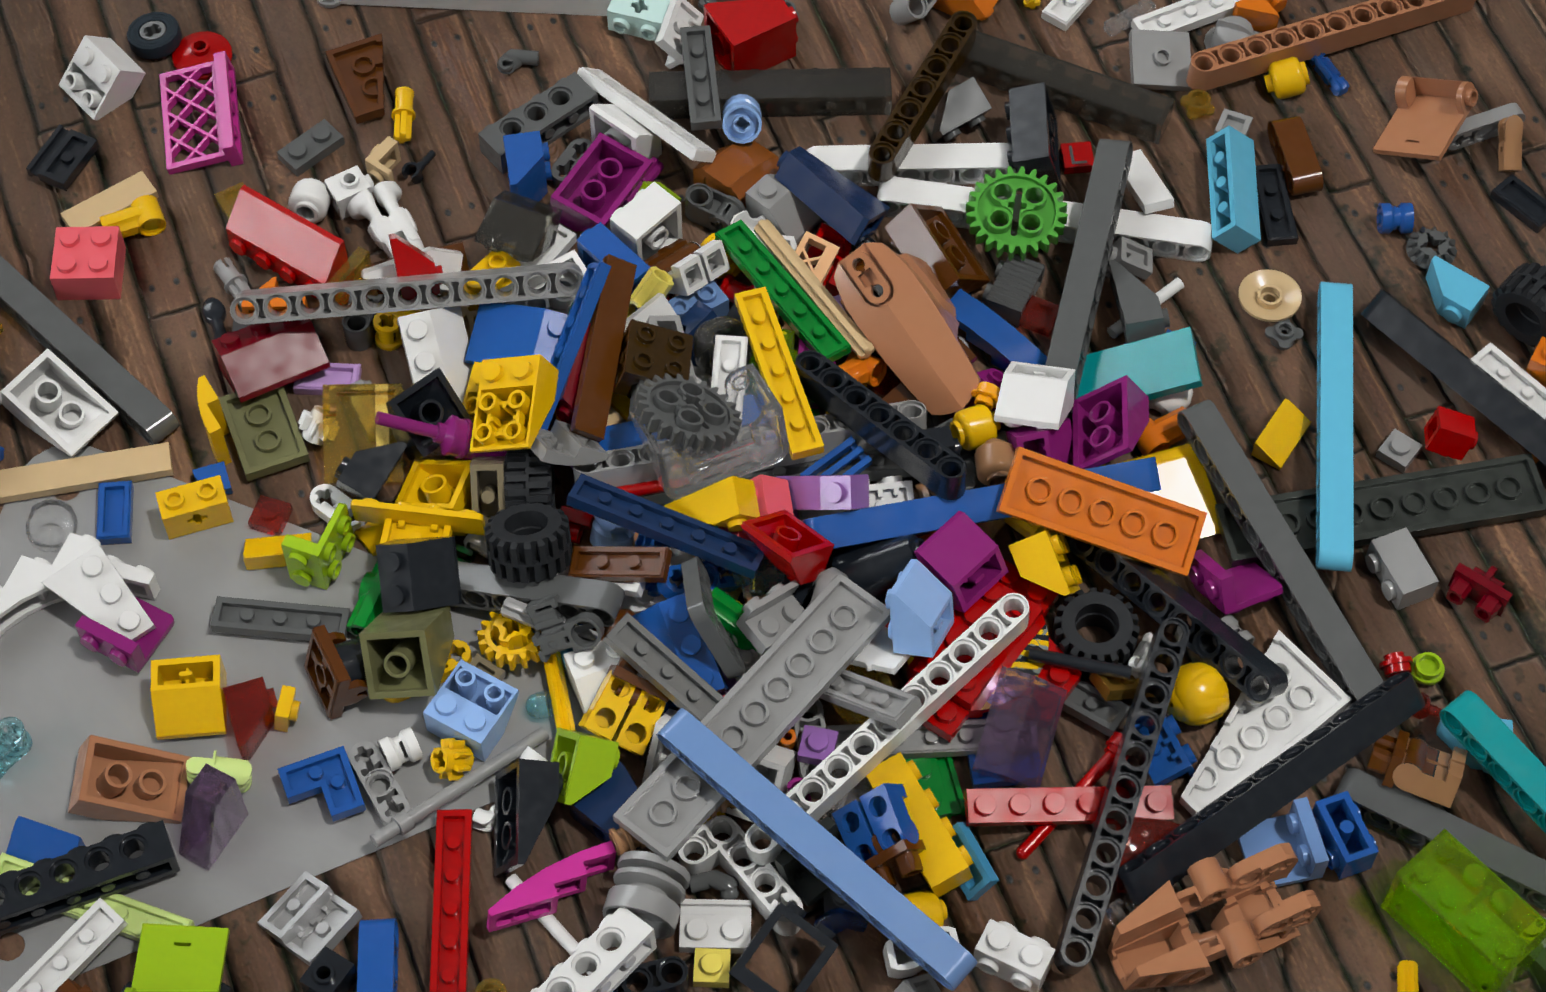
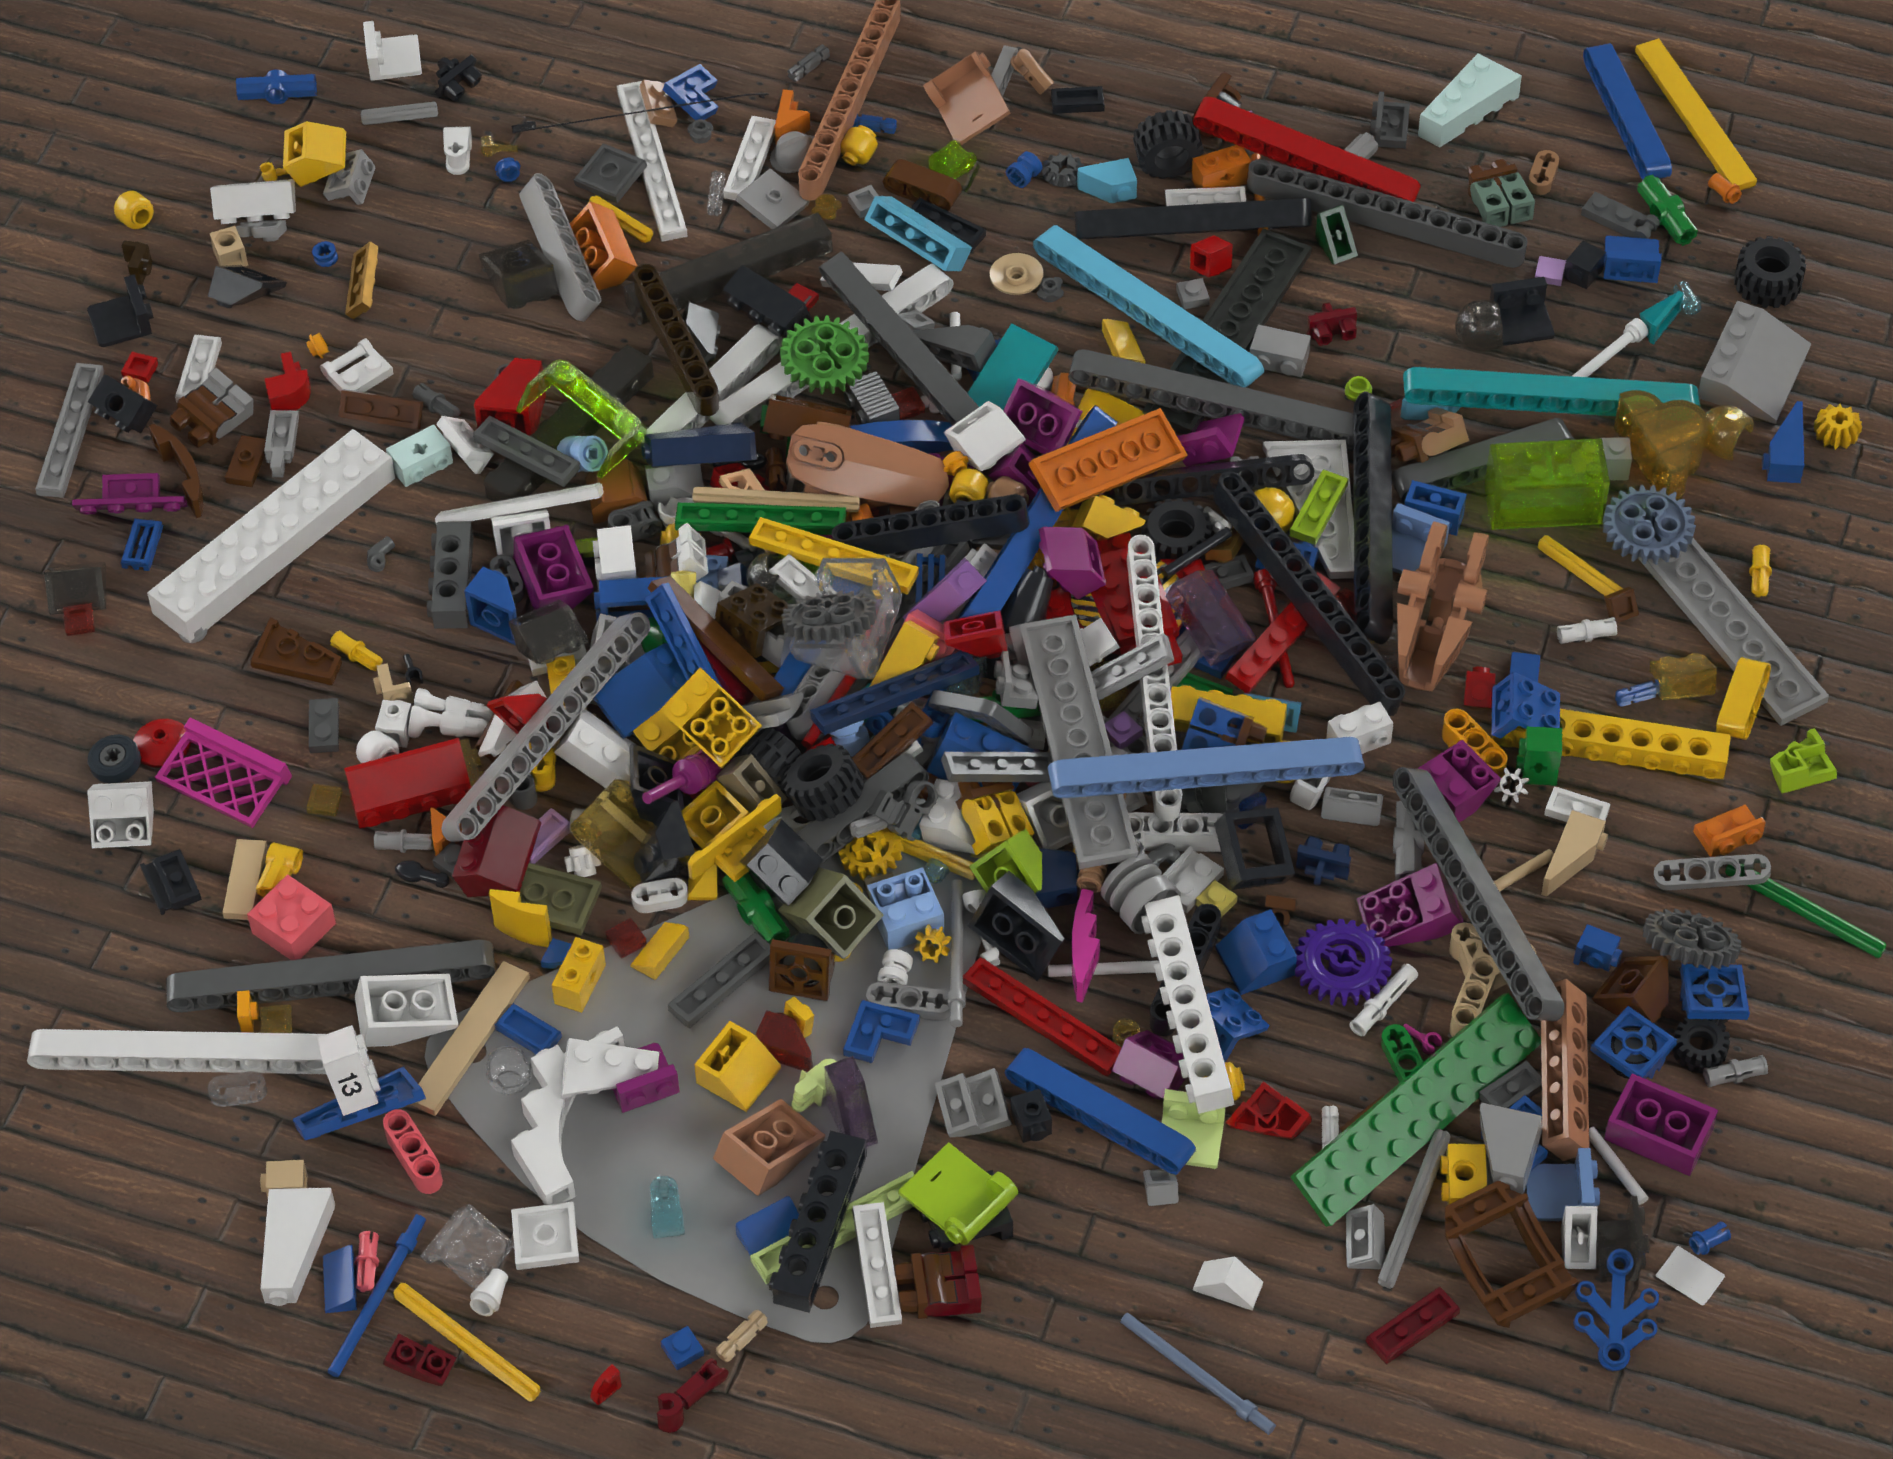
camera: 50 degrees left, 5 degrees down
(321, 562) = (698, 925): lime bracket -> none
(799, 120) = (593, 401): none -> clear neon green windscreen
(918, 611) = (1091, 602): light blue slope -> none
(1241, 731) = (1319, 507): none -> lime plate
(1340, 156) = (952, 160): none -> clear neon green piece
(1395, 663) = (1342, 400): red plate -> none

